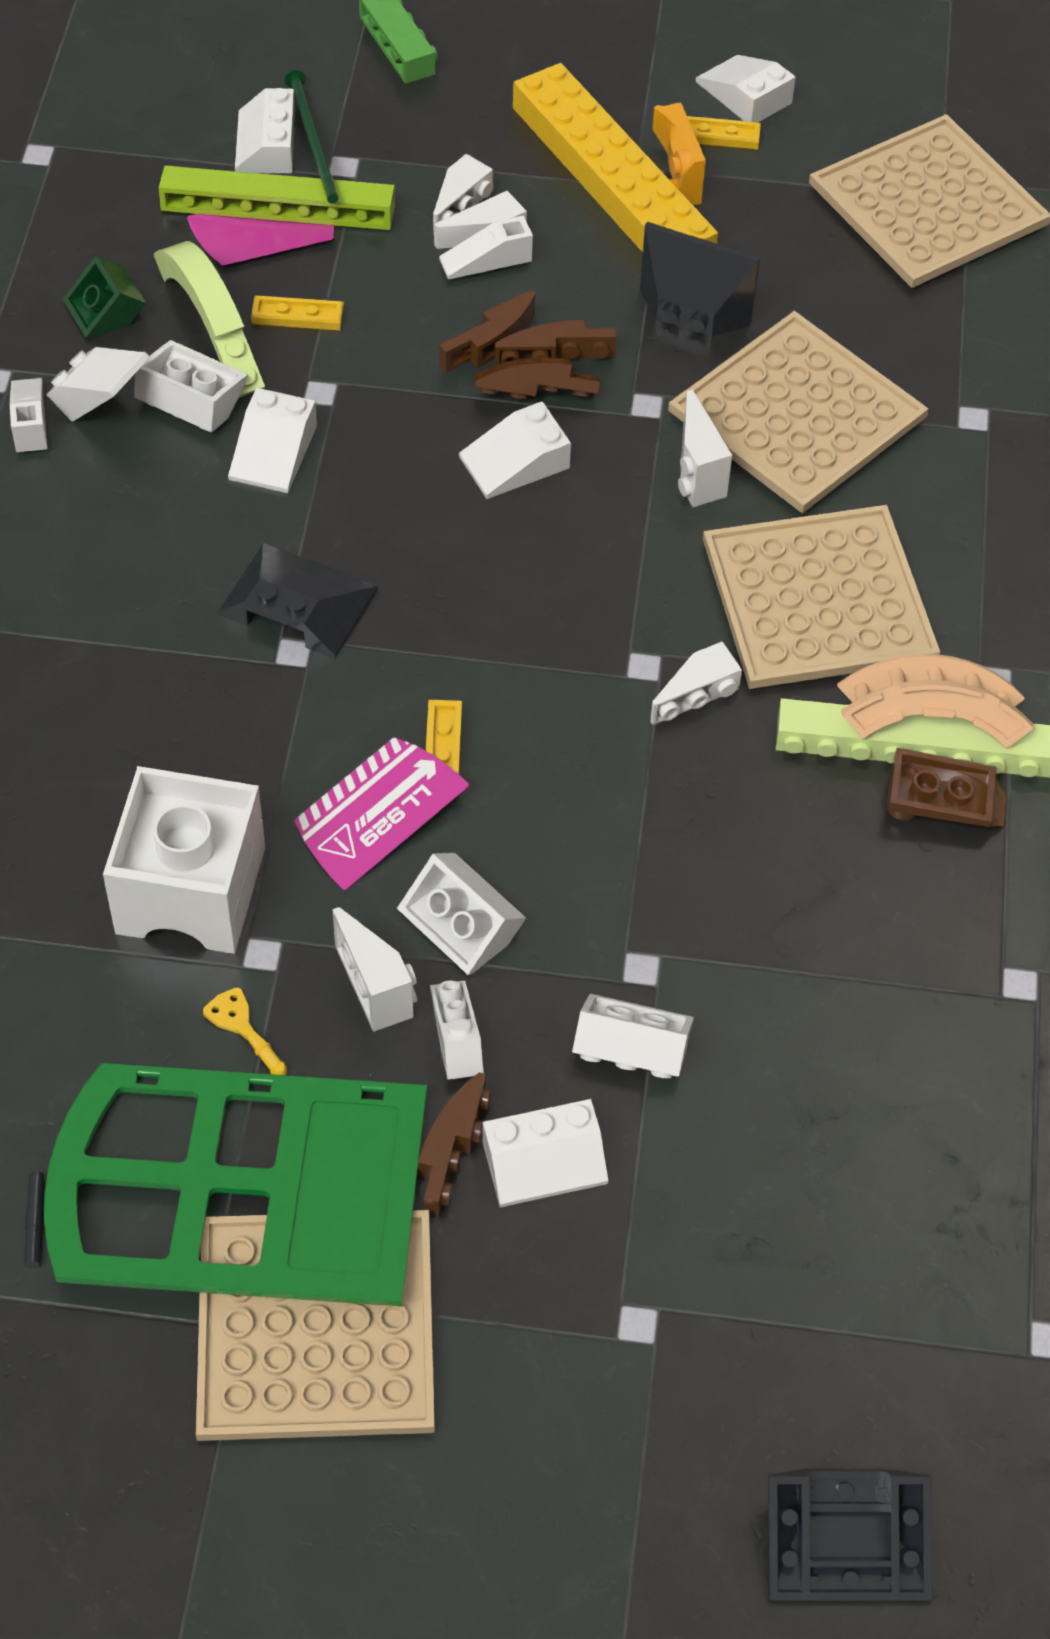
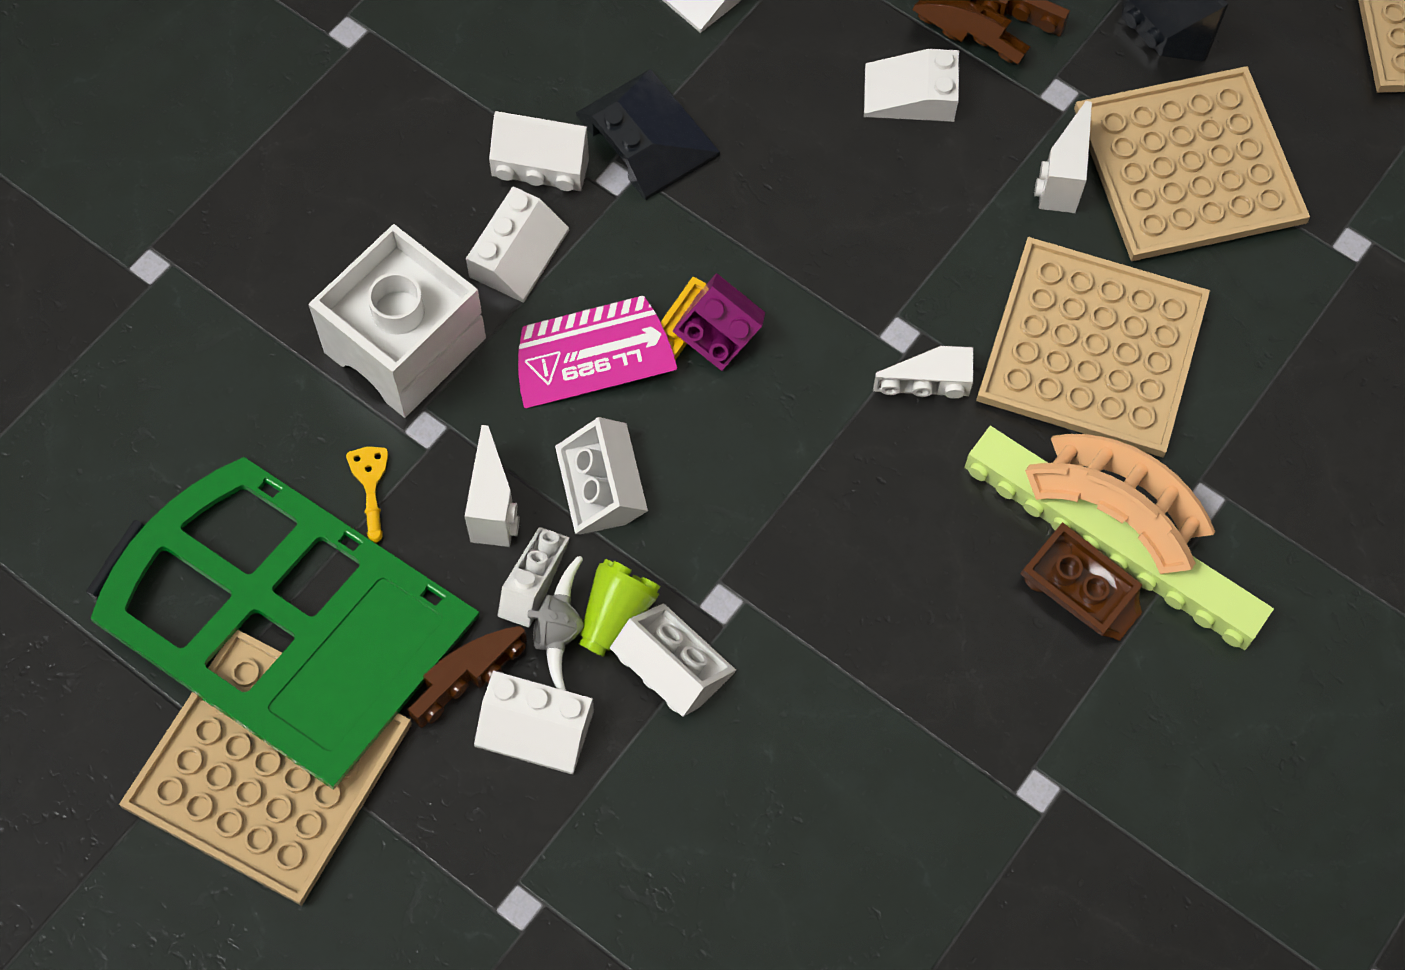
camera: 30 degrees right, 10 degrees up
(212, 655) = (539, 151): none -> white slope
(245, 743) = (516, 245): none -> white slope
(482, 725) = (719, 322): none -> magenta slope
(509, 1055) = (557, 623): none -> light grey helmet
(552, 1011) = (612, 603): none -> lime cone

